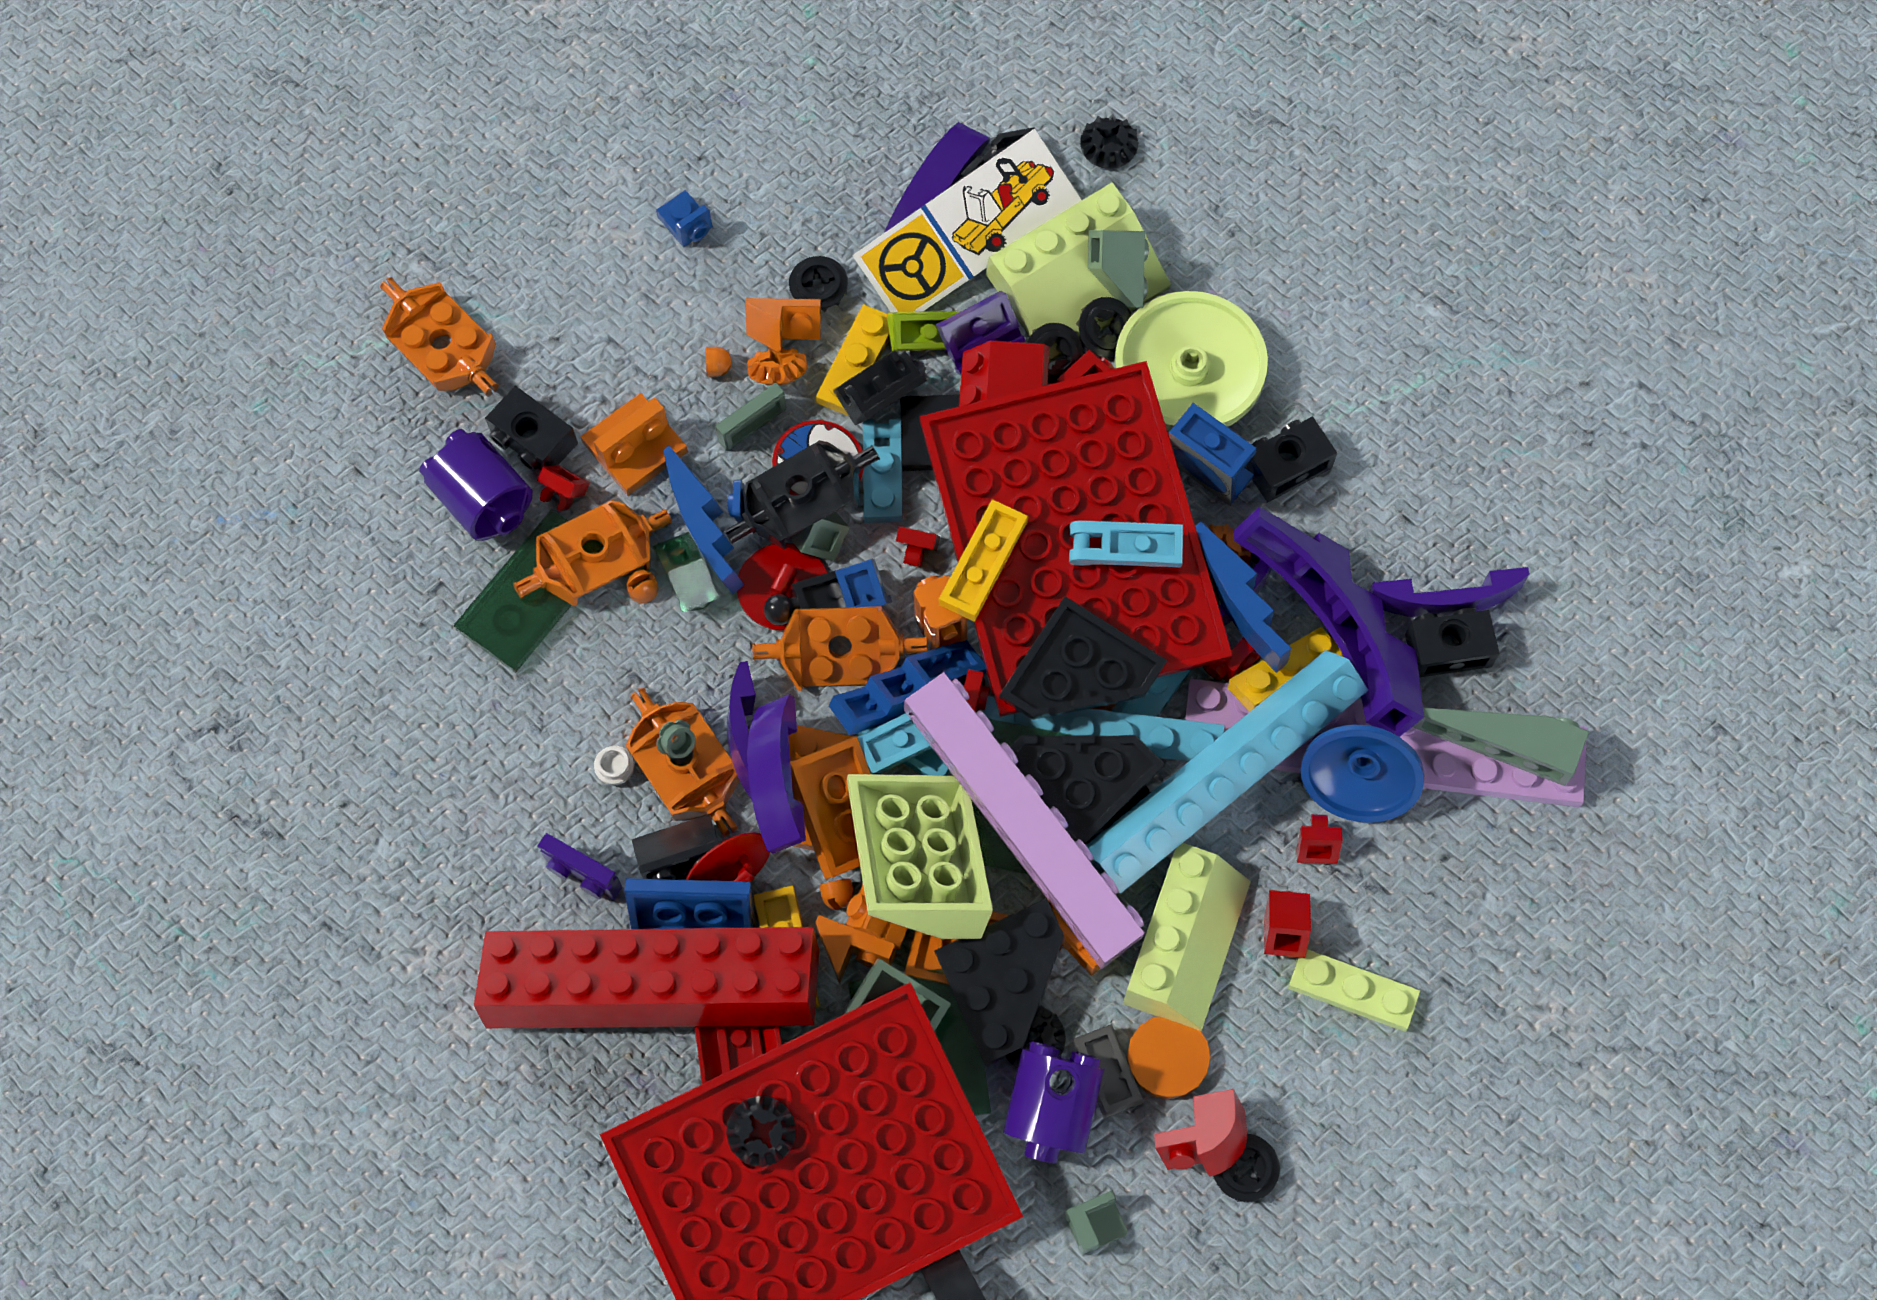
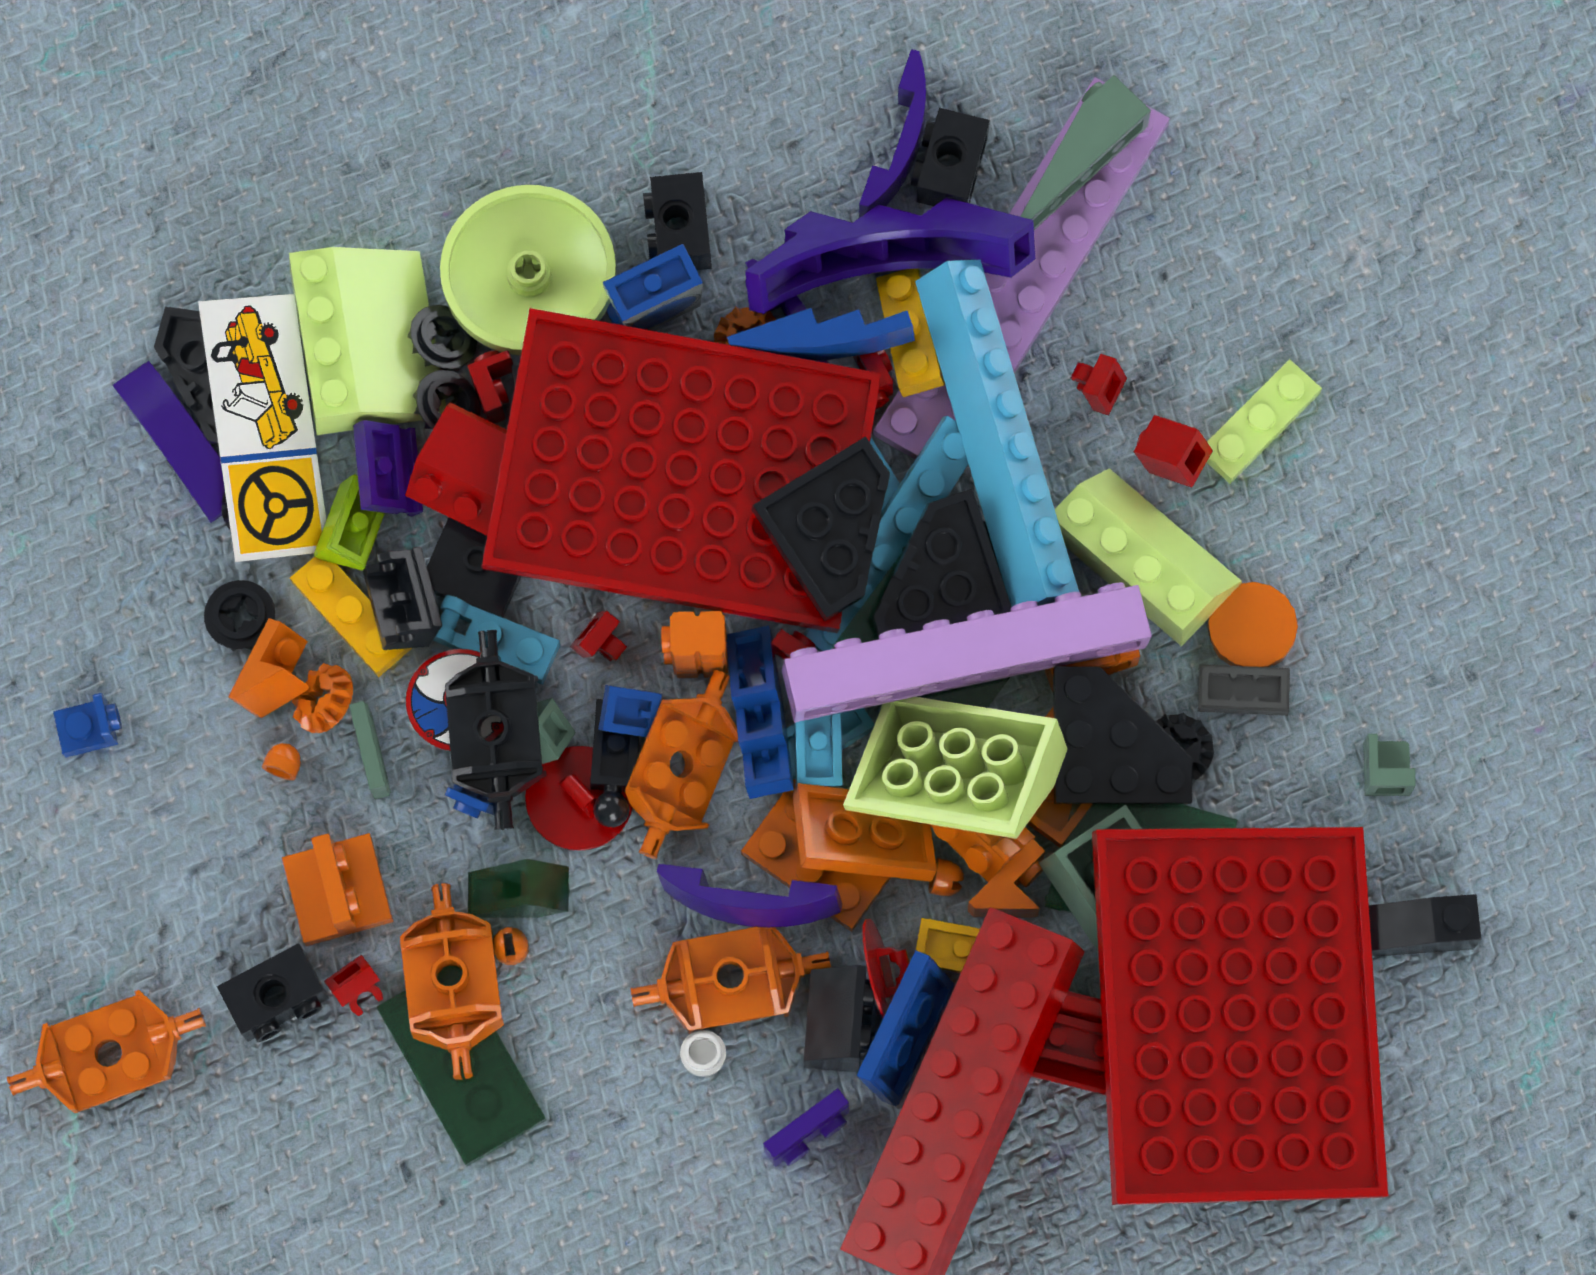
camera: 65 degrees left, 5 degrees up
(477, 485) = (323, 1071): dark purple cylinder -> none
(683, 742) = (717, 970): sand green plate -> none
(698, 513) = (452, 848): blue slope -> none
(769, 775) = (804, 880): dark purple slope -> none
(781, 1136) = (1171, 1057): black gear -> none
(983, 560) = (677, 568): yellow plate -> none
(1053, 1117) = (1260, 749): dark purple cylinder -> none
(1113, 154) = (209, 255): black gear -> none
(1118, 263) = (386, 288): sand green slope -> none
(1127, 544) = (723, 418): medium azure plate -> none
(1213, 1141) = (1360, 616): brick -> none
(1266, 1170) = (1399, 584): black gear -> none
(1362, 773) = (1058, 306): blue dish -> none

